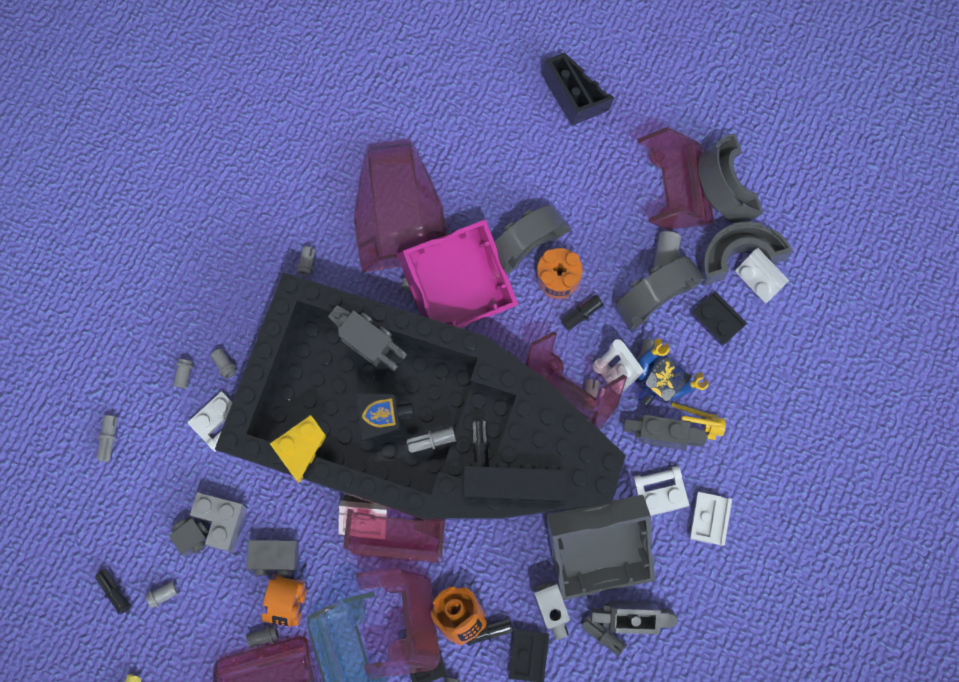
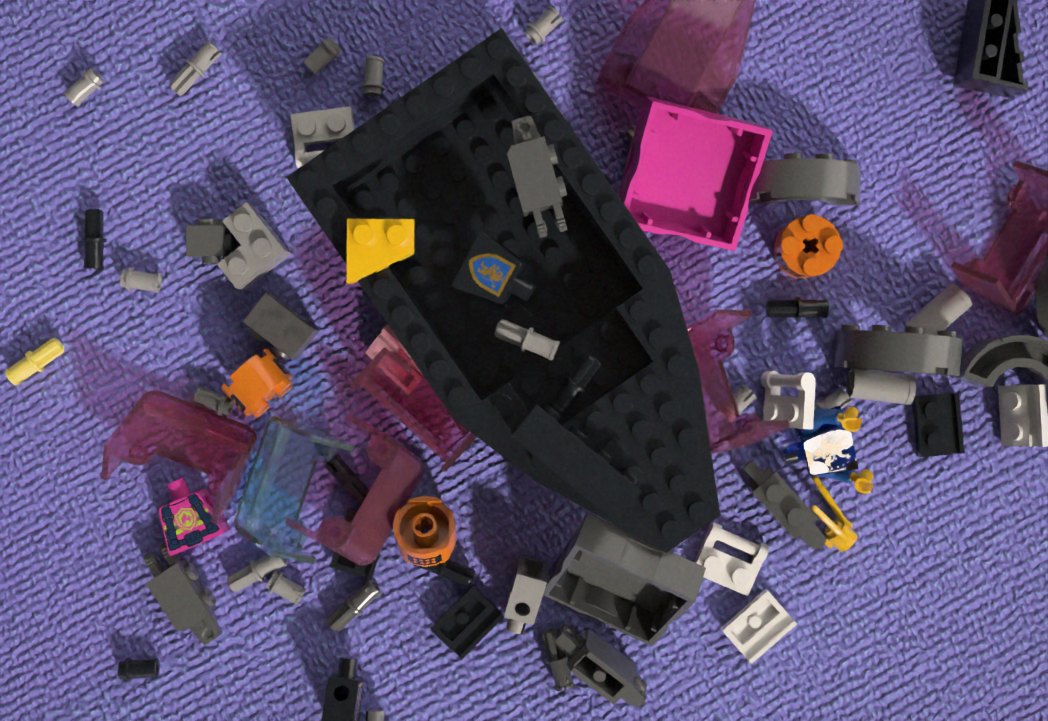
camera: 30 degrees right, 15 degrees up
(42, 500) = (84, 86): none -> light grey pin
(385, 622) = (347, 479): none -> black axle
(666, 320) = (881, 386): none -> light grey pin

